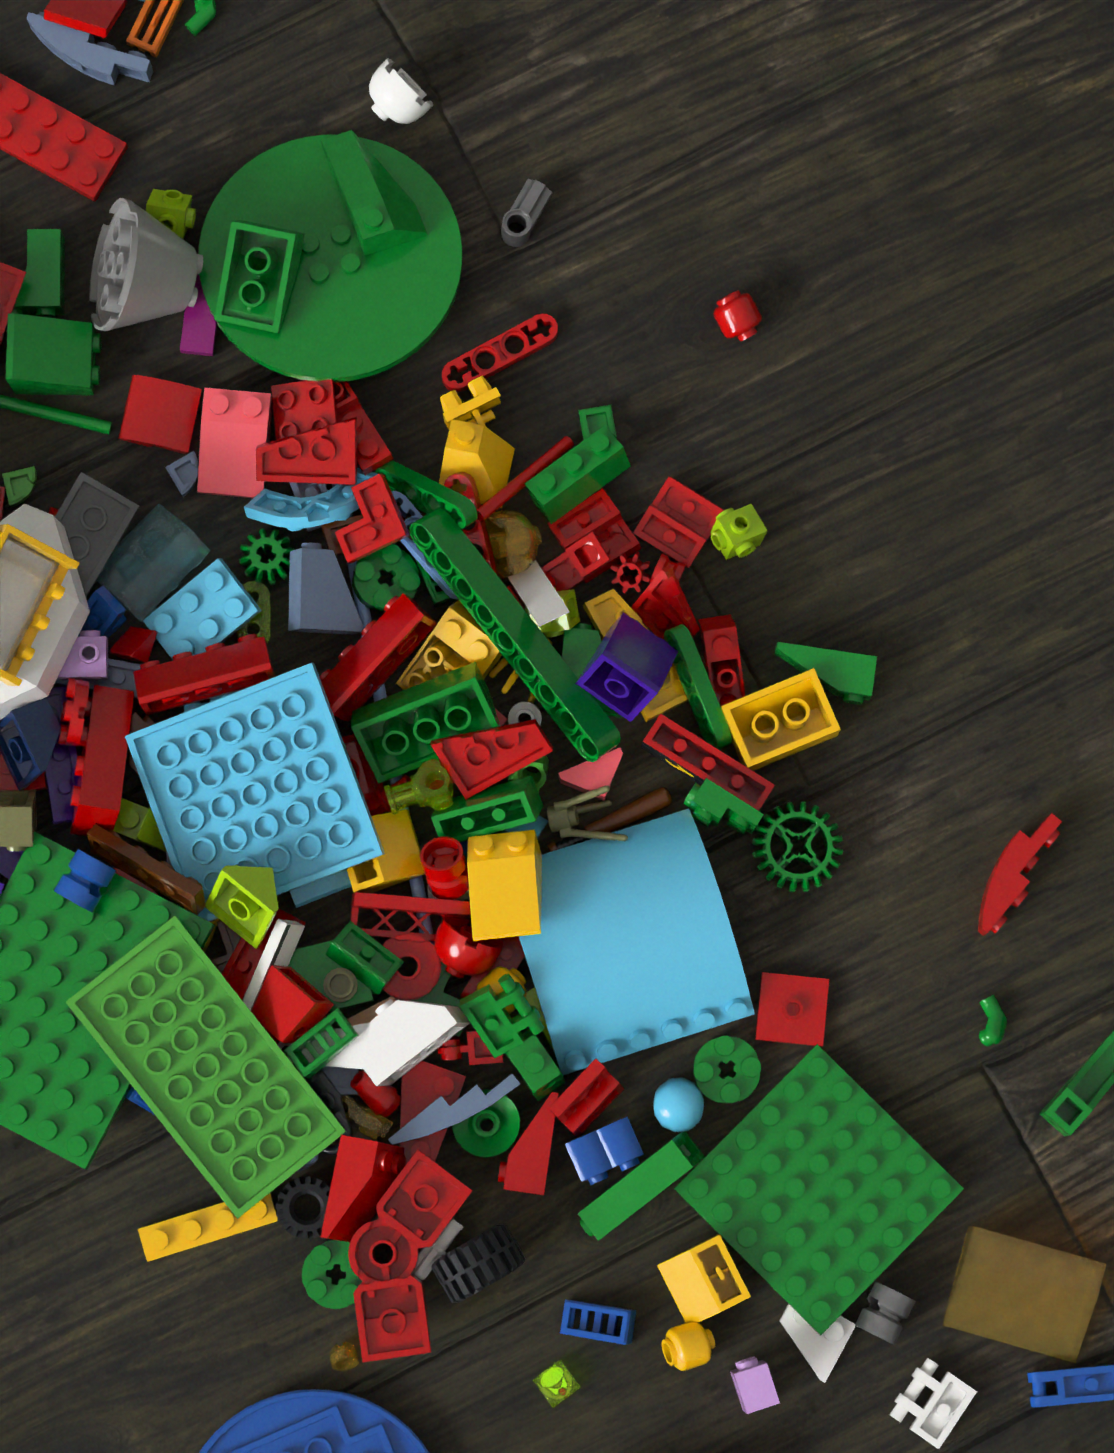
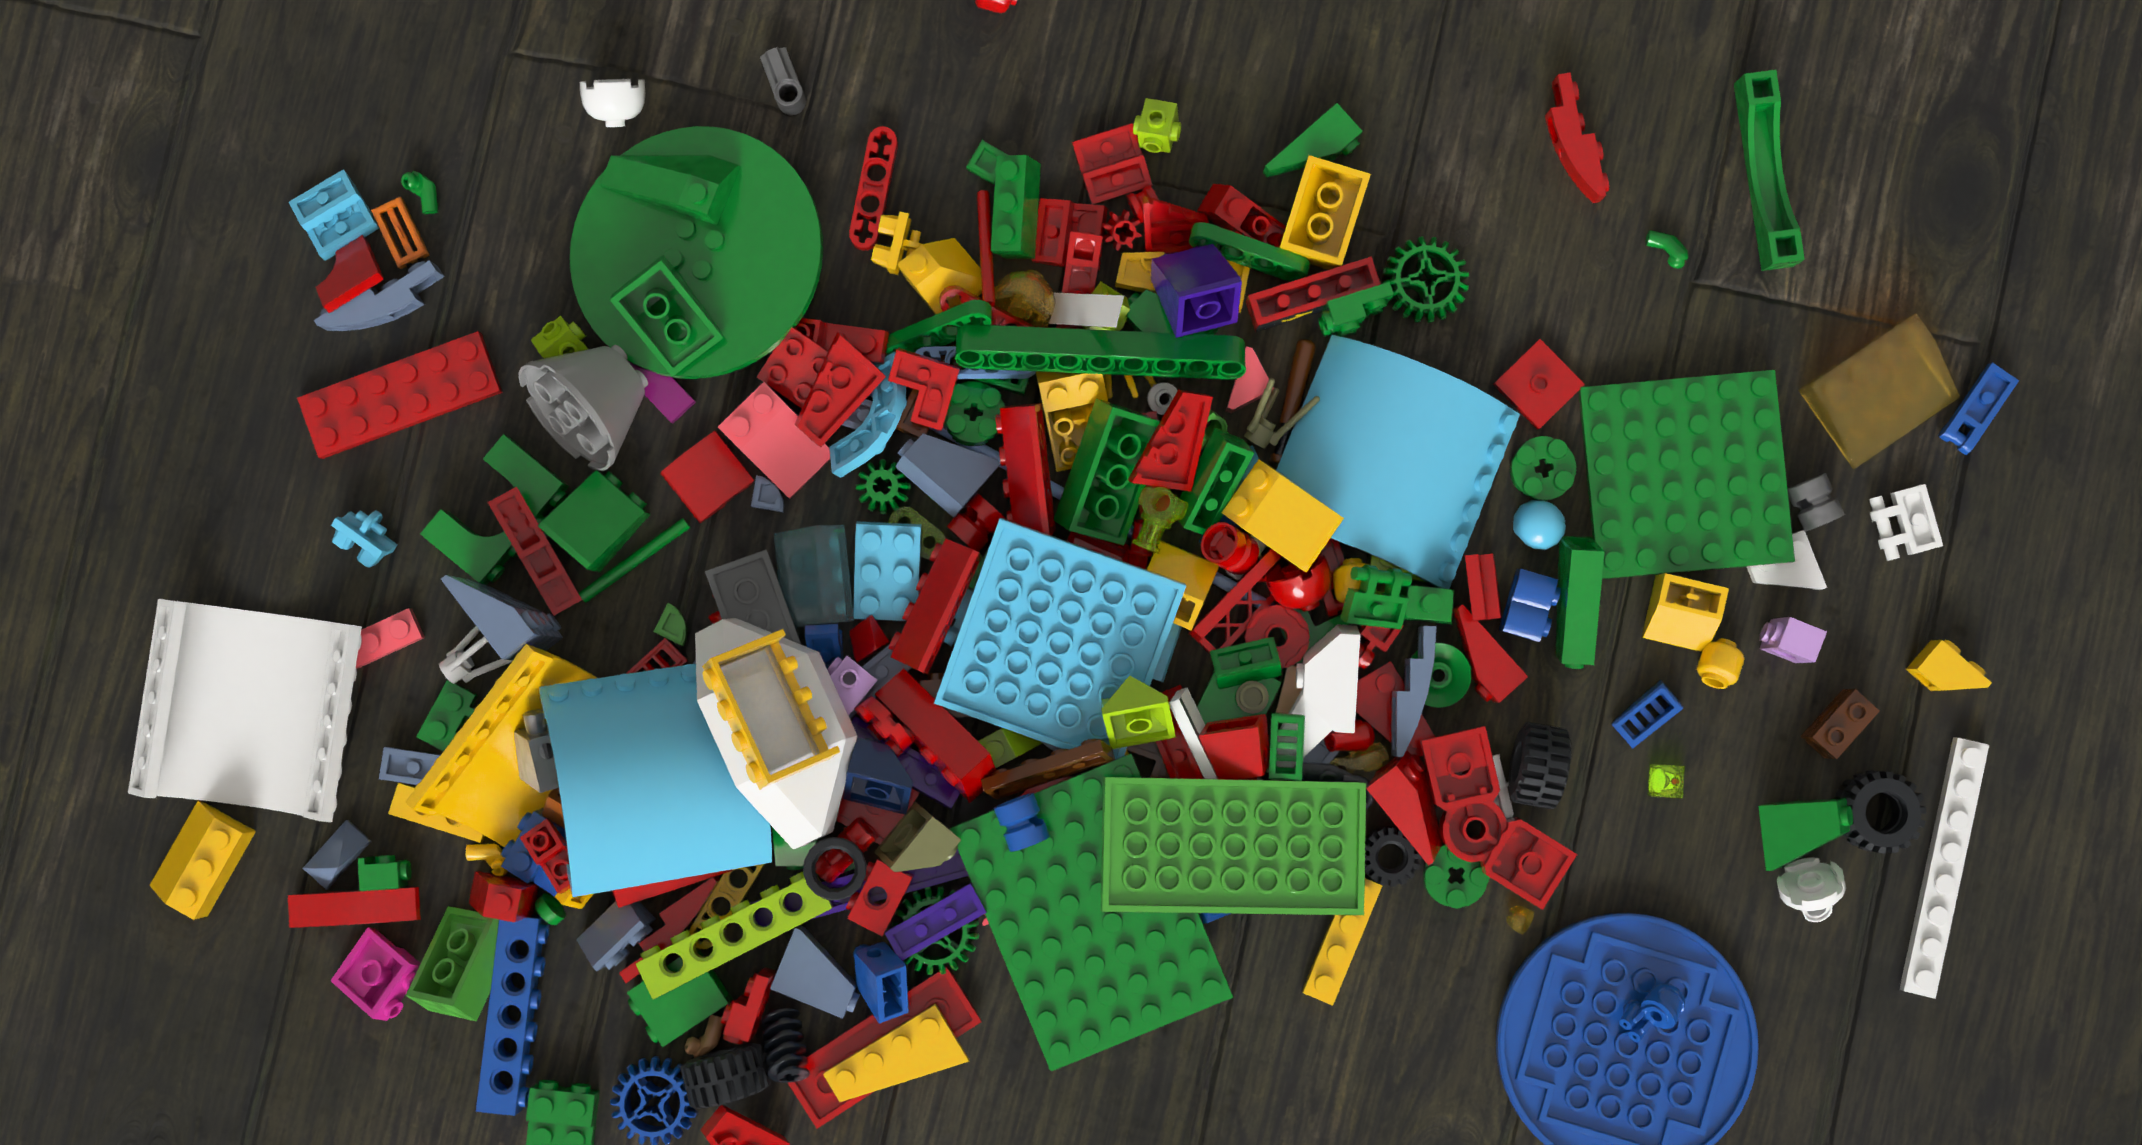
camera: 45 degrees left, 5 degrees up
(297, 651) = (976, 522): none -> red wheel

